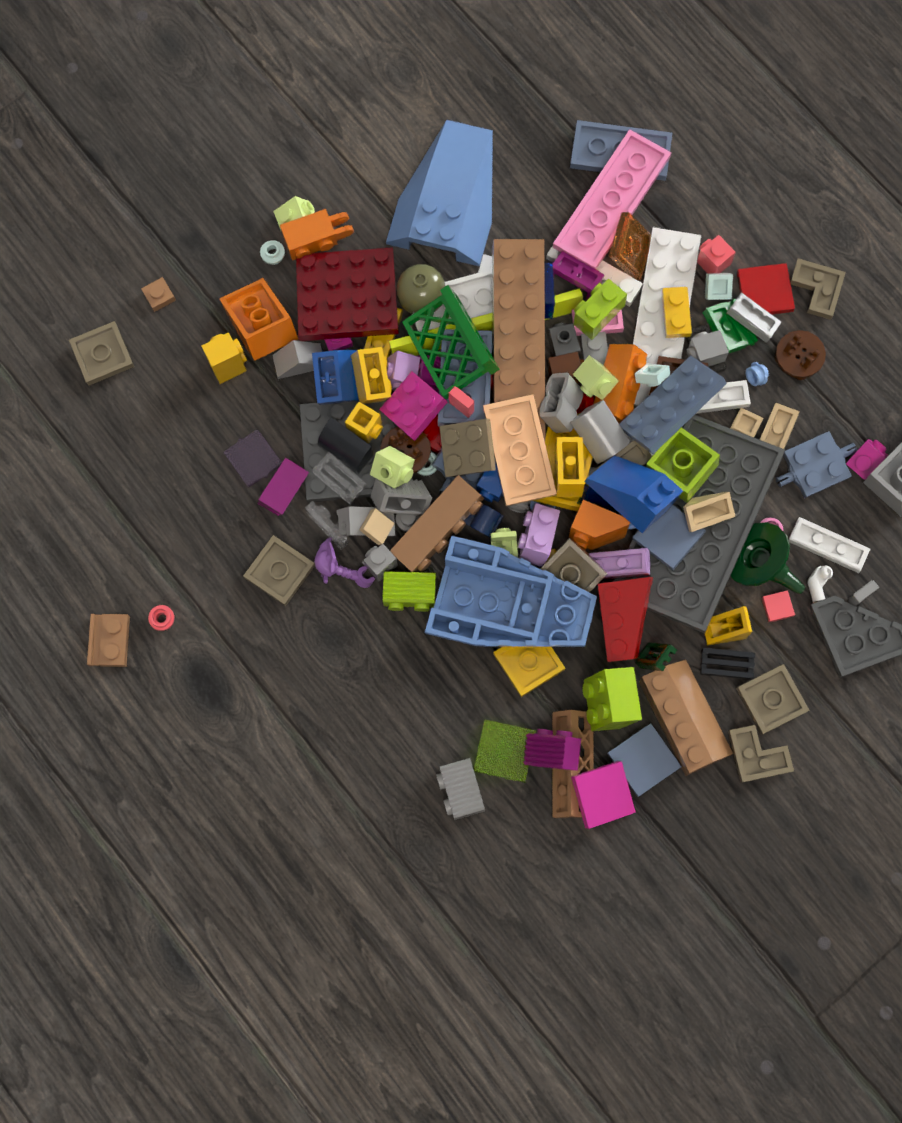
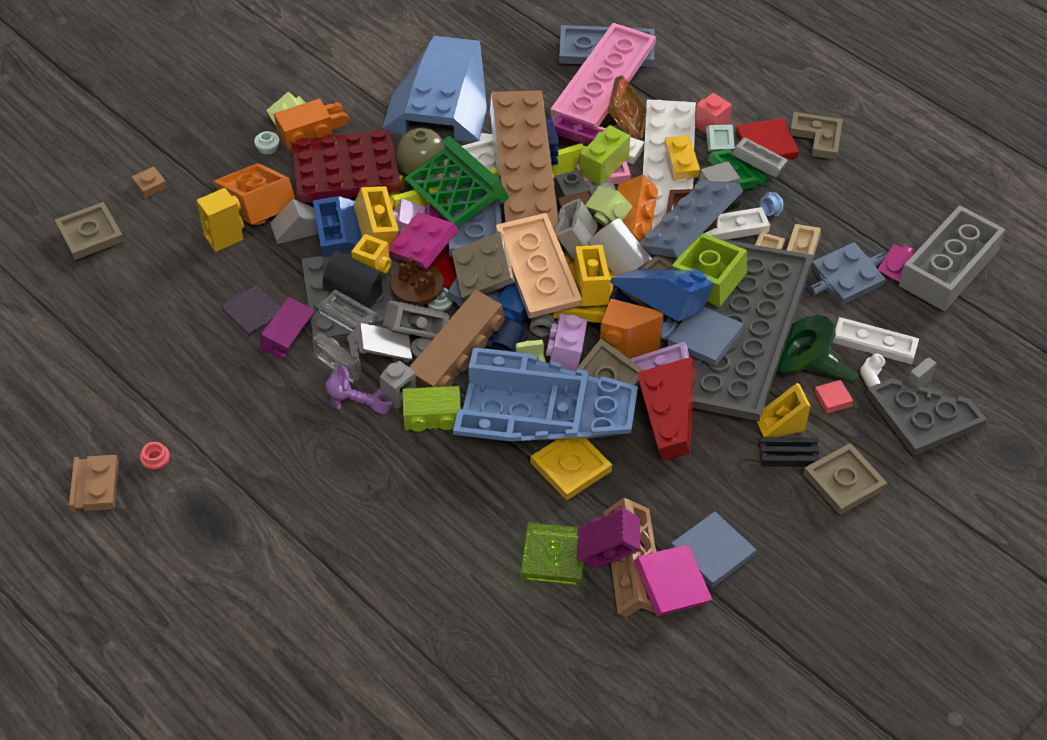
camera: 10 degrees left, 25 degrees down
(279, 570) = (286, 402): dark tan plate -> none
(376, 526) = (391, 343): tan tile -> none
(392, 467) = (404, 288): yellowish green brick -> none
(461, 401) = (472, 225): coral tile -> none
(461, 788) = (509, 590): light grey brick -> none
(612, 699) = (669, 482): lime brick -> none
(652, 374) = (666, 200): light aqua plate -> none
(654, 661) = (709, 441): dark green tile -> none
(685, 717) = (750, 503): medium nougat slope -> none
(708, 510) = (744, 305): tan slope -> none
(757, 763) = (840, 540): dark tan plate -> none
(808, 362) = (811, 187): reddish brown plate -> none

